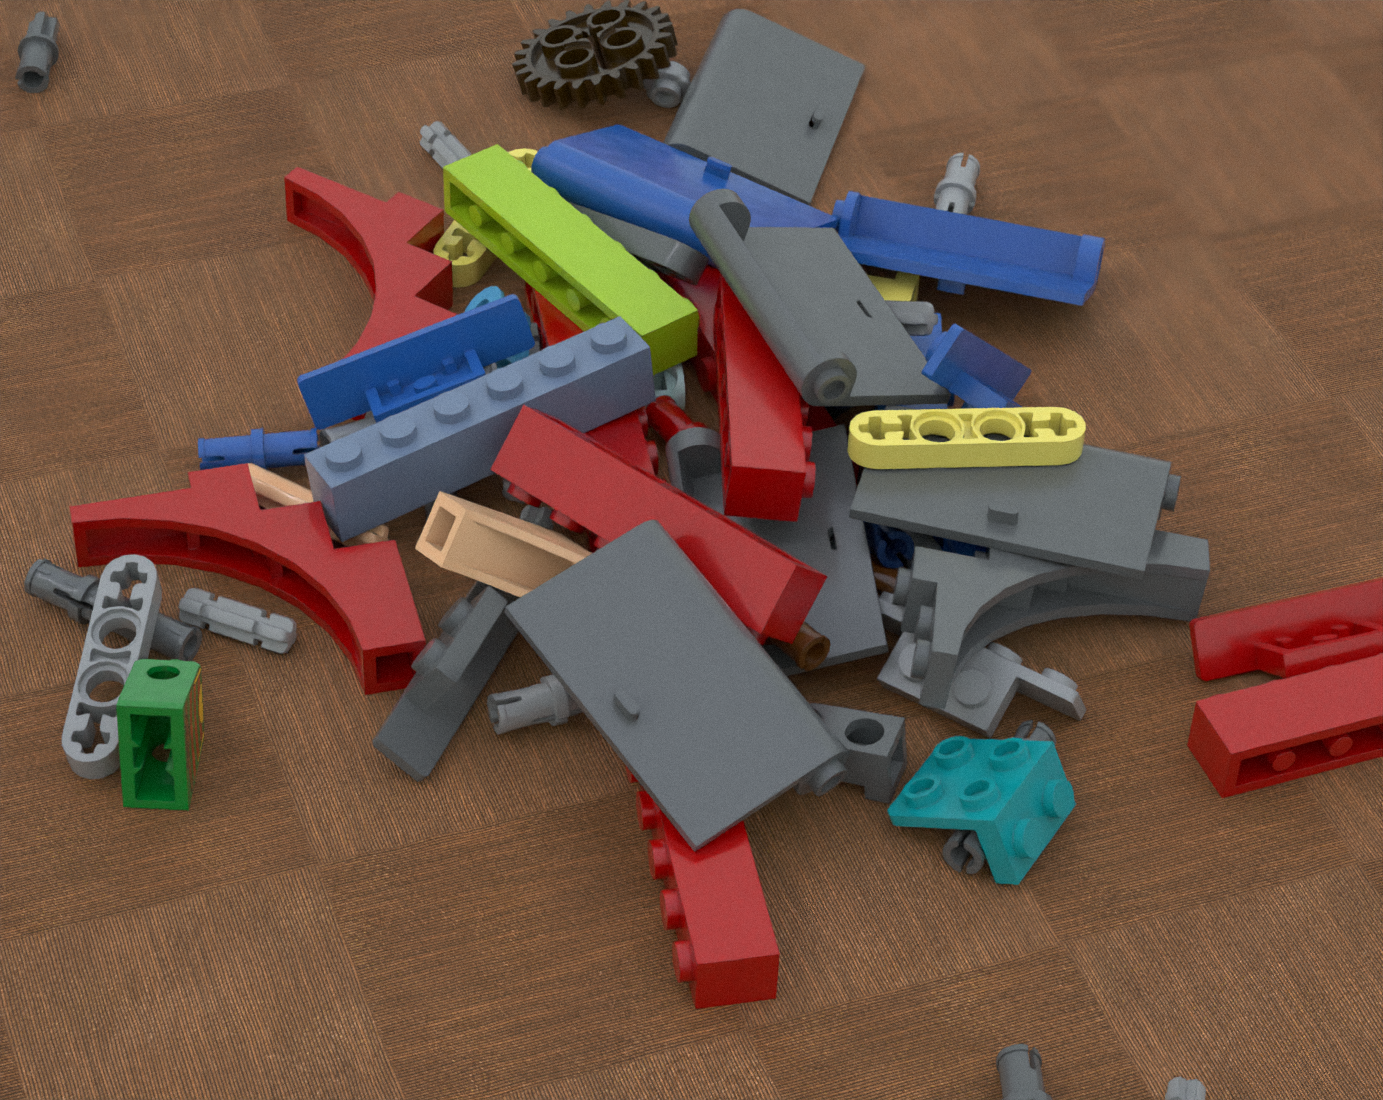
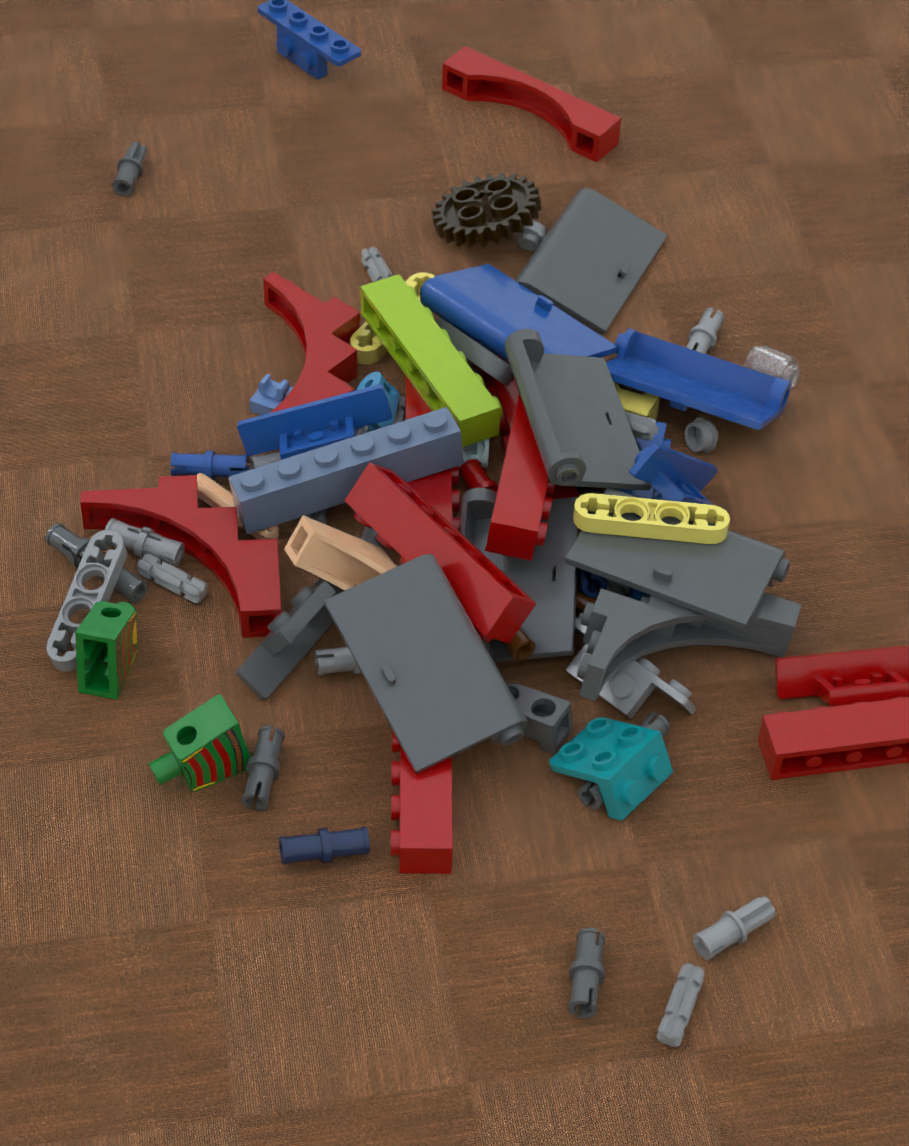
camera: 10 degrees right, 5 degrees up
(186, 571) = (145, 541): none -> light grey pin
(328, 341) = (268, 395): none -> medium blue tile
(351, 857) = (203, 747): none -> green torso
(447, 879) = (263, 768): none -> dark grey pin
(571, 980) = (324, 845): none -> dark blue pin
(993, 325) = (701, 435): none -> light grey plate
(1070, 216) = (774, 363): none -> clear brick
(1228, 1016) = (733, 927): none -> light grey axle

